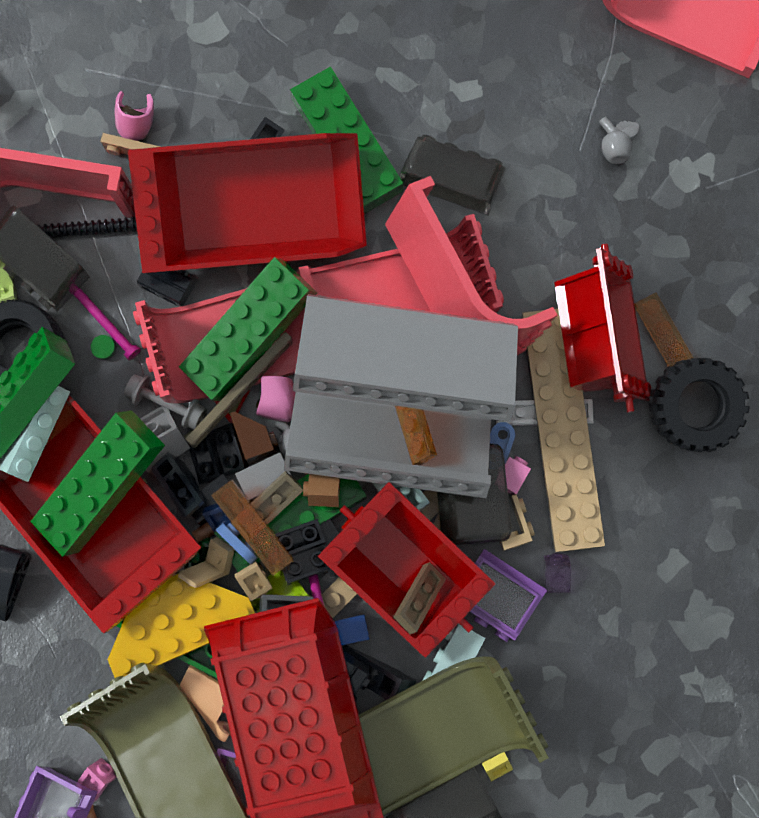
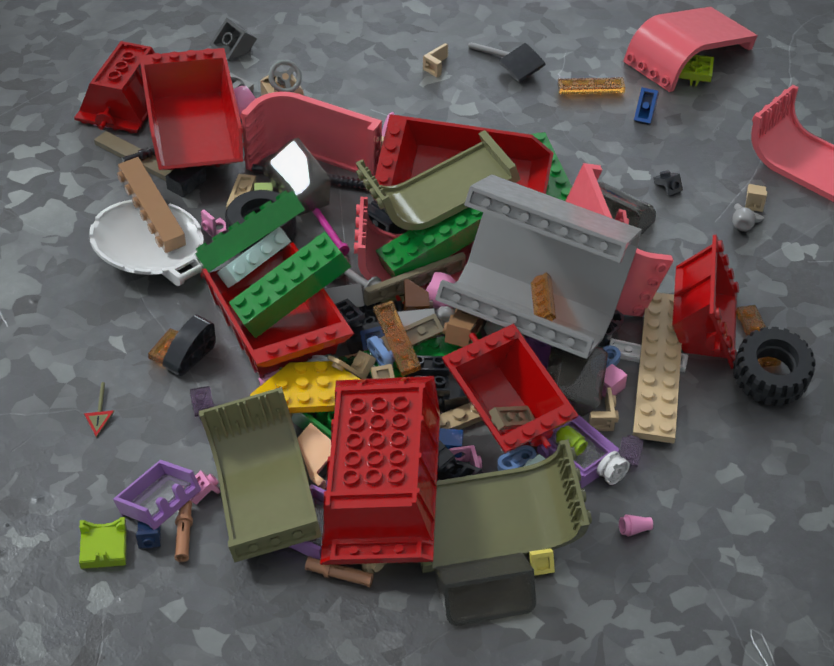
camera: 10 degrees right, 35 degrees down
(51, 660) = (201, 399): none -> clear purple bracket
(230, 263) = (441, 189): none -> olive panel
(388, 645) = (470, 455): none -> bright pink bracket
(495, 601) = (575, 439): none -> lime brick
(508, 99) = (670, 180): none -> black bracket
(547, 614) = (613, 467): none -> white wheel
(584, 681) = (632, 525): none -> bright pink cone
(623, 95) = (756, 197): none -> tan bracket

